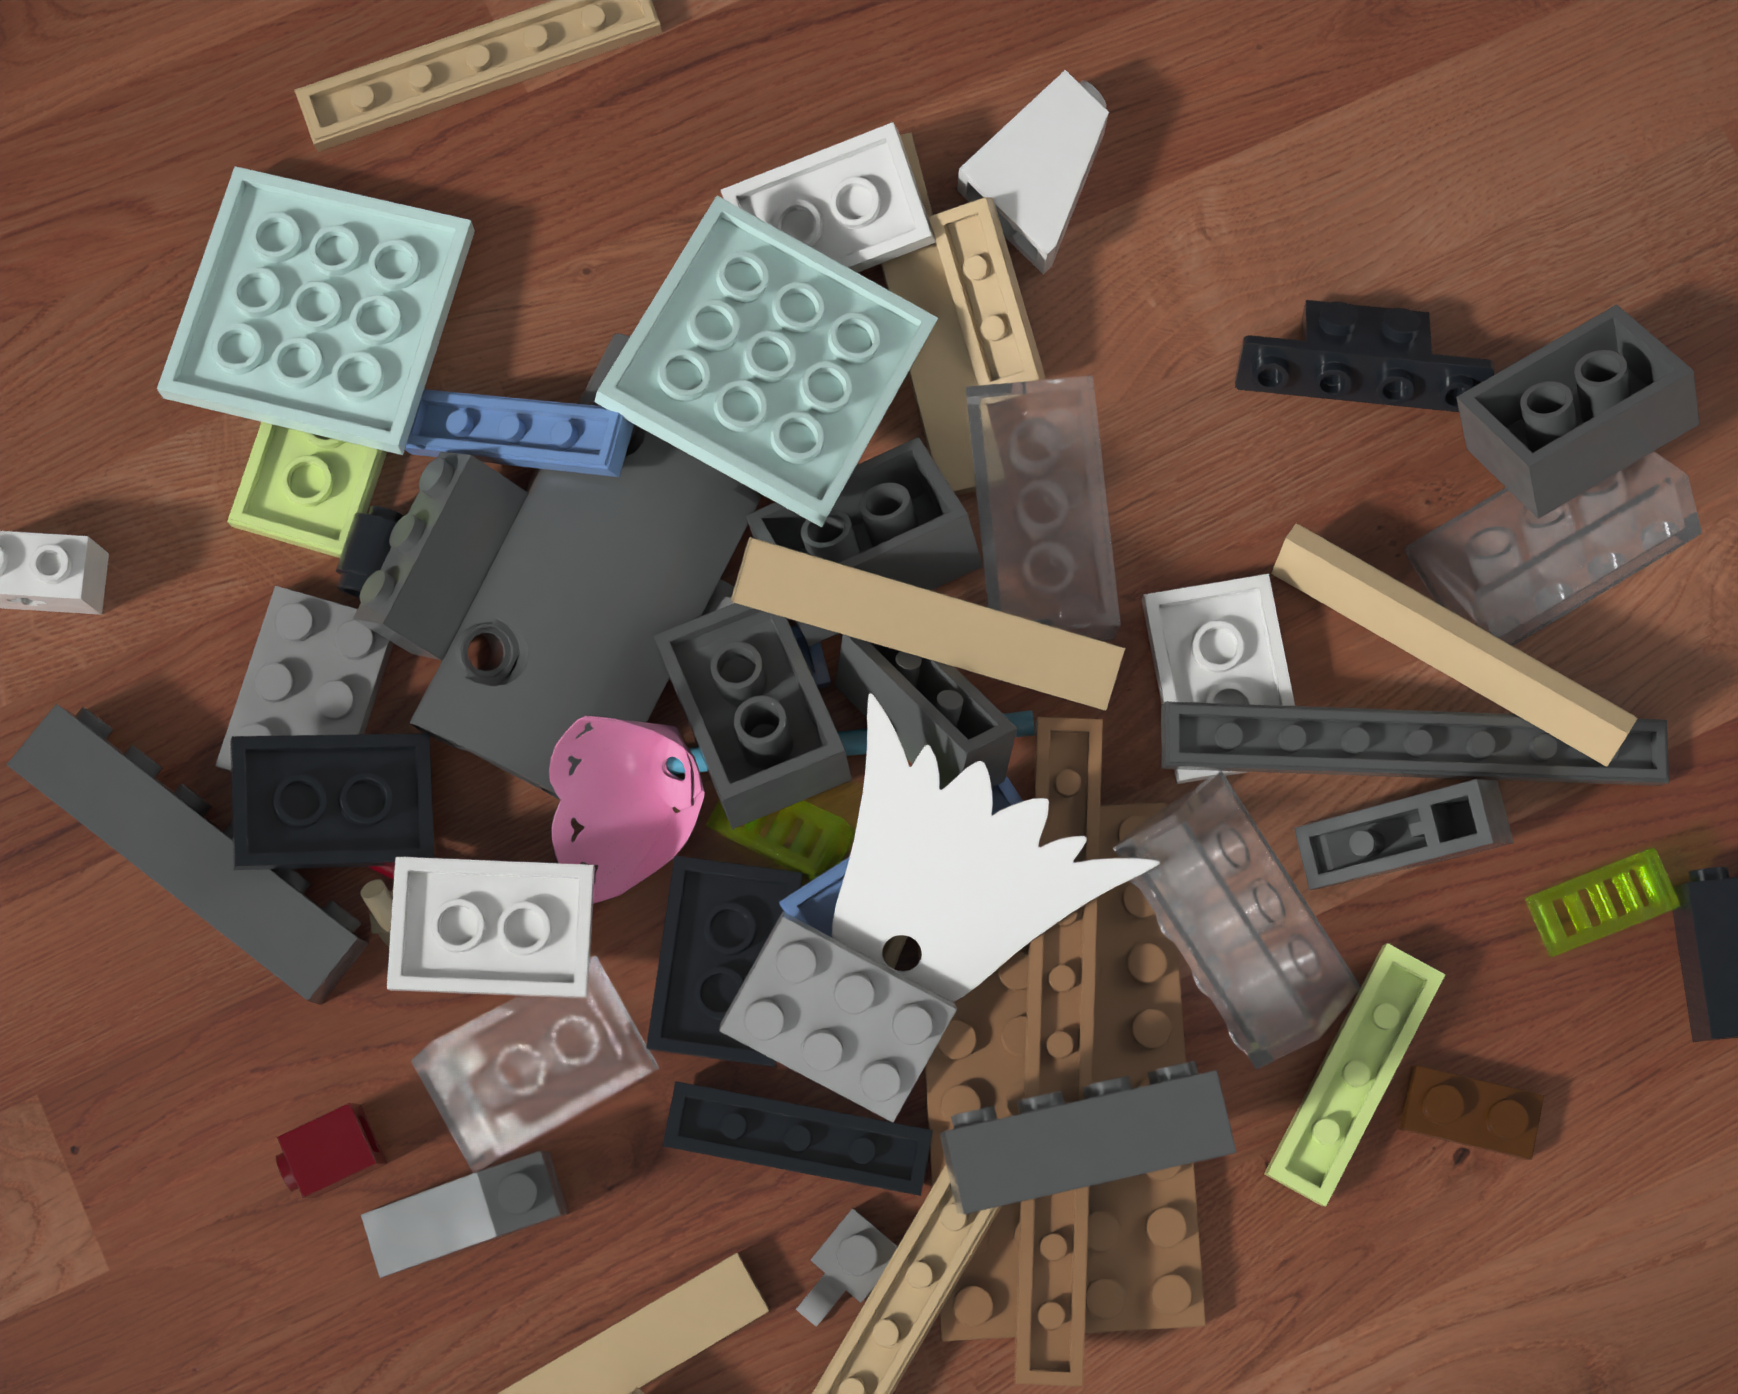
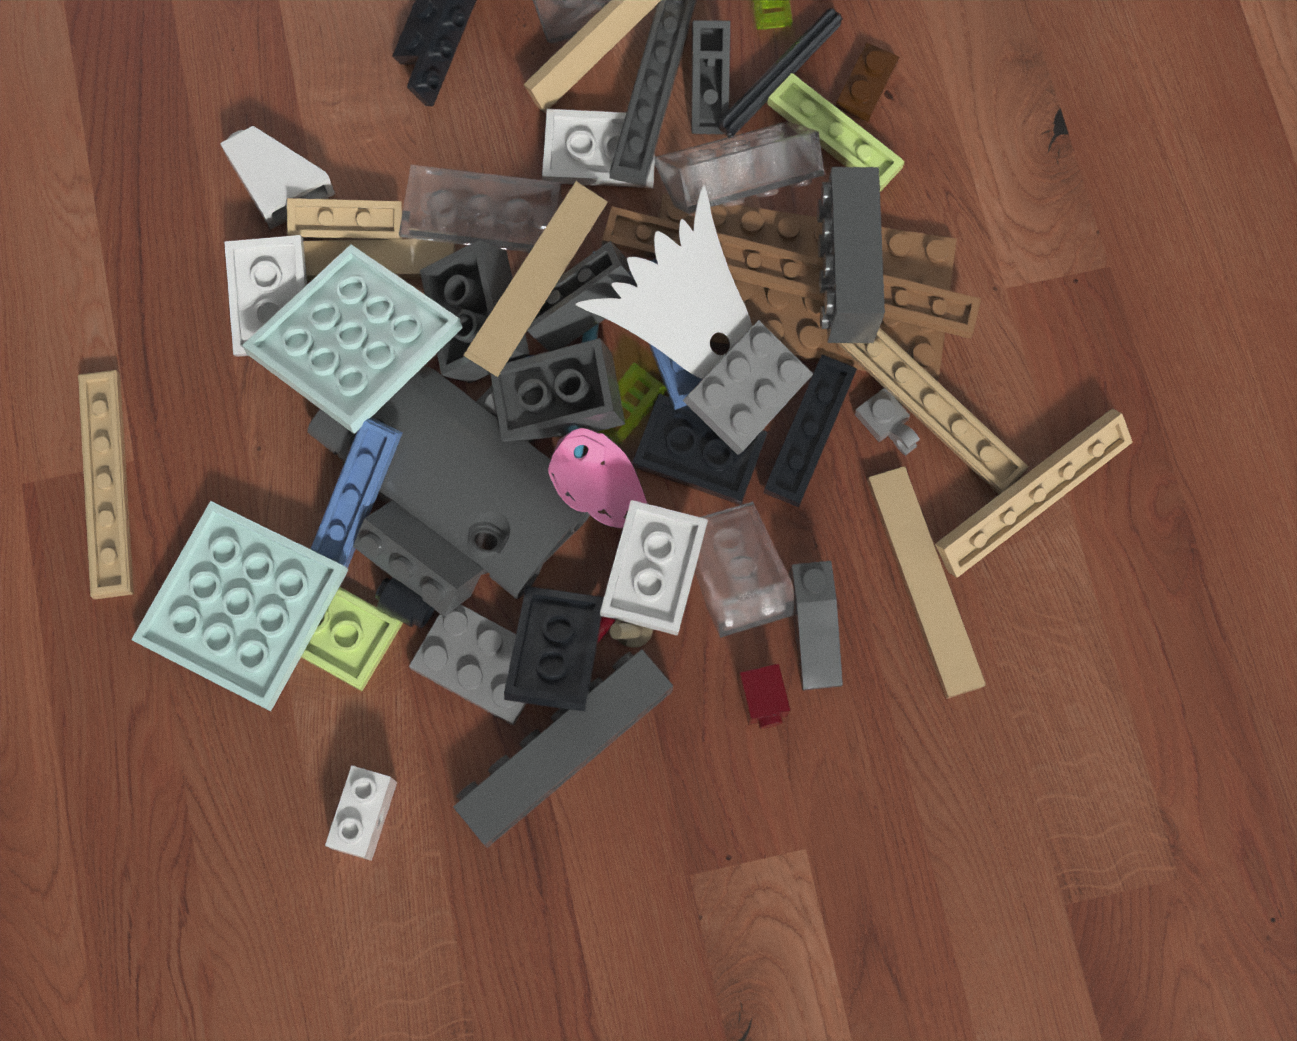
camera: 80 degrees left, 5 degrees down
(1446, 955) = (788, 63): none -> black axle

